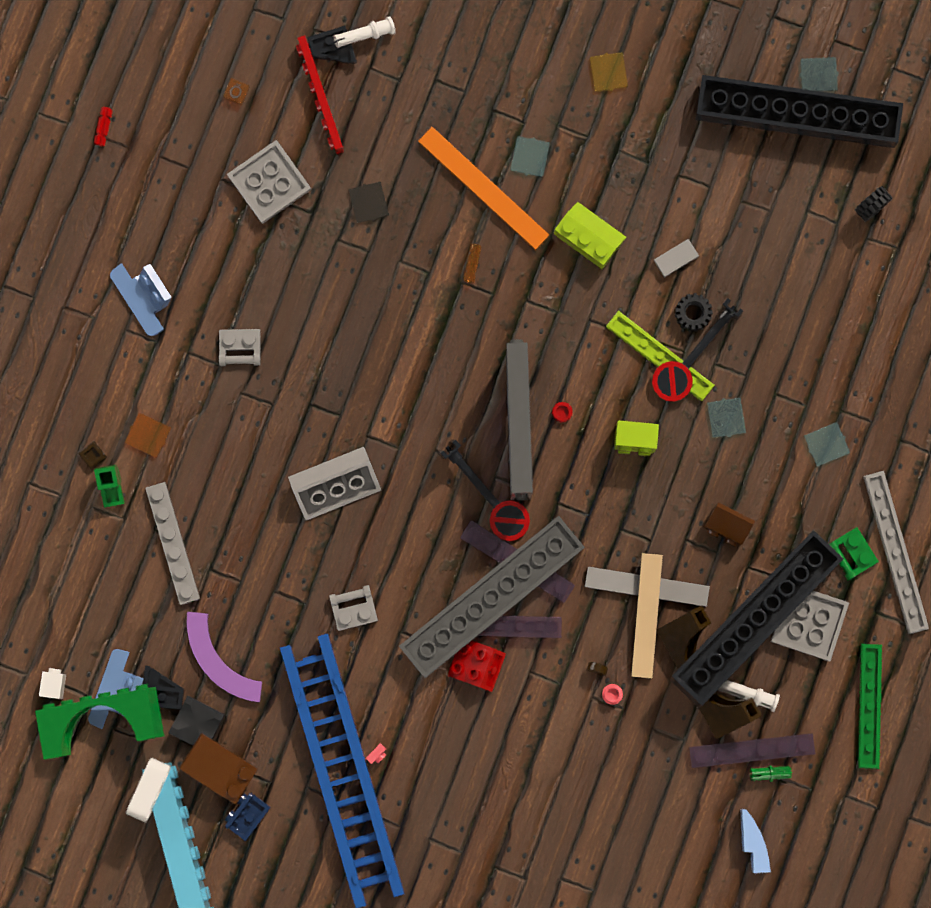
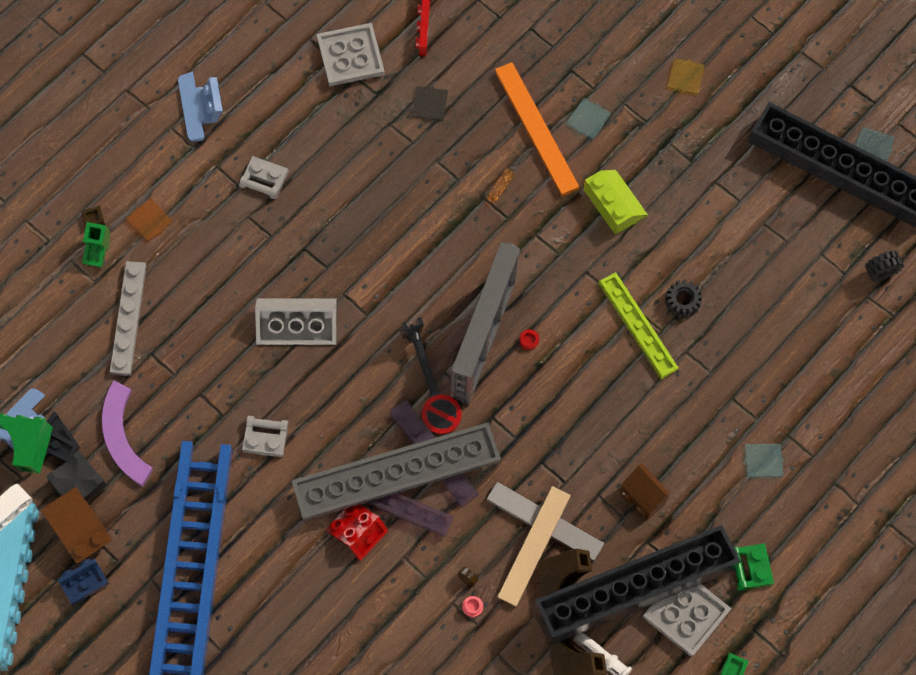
camera: 15 degrees right, 15 degrees down
(377, 754) = (228, 573): coral plate -> none
(636, 437) = (587, 382): lime brick -> none
(673, 379) = (643, 349): black piece -> none
(676, 258) = (685, 248): light grey tile -> none
(726, 417) = (678, 401): clear light blue piece -> none
(896, 552) = (793, 583): light grey tile -> none

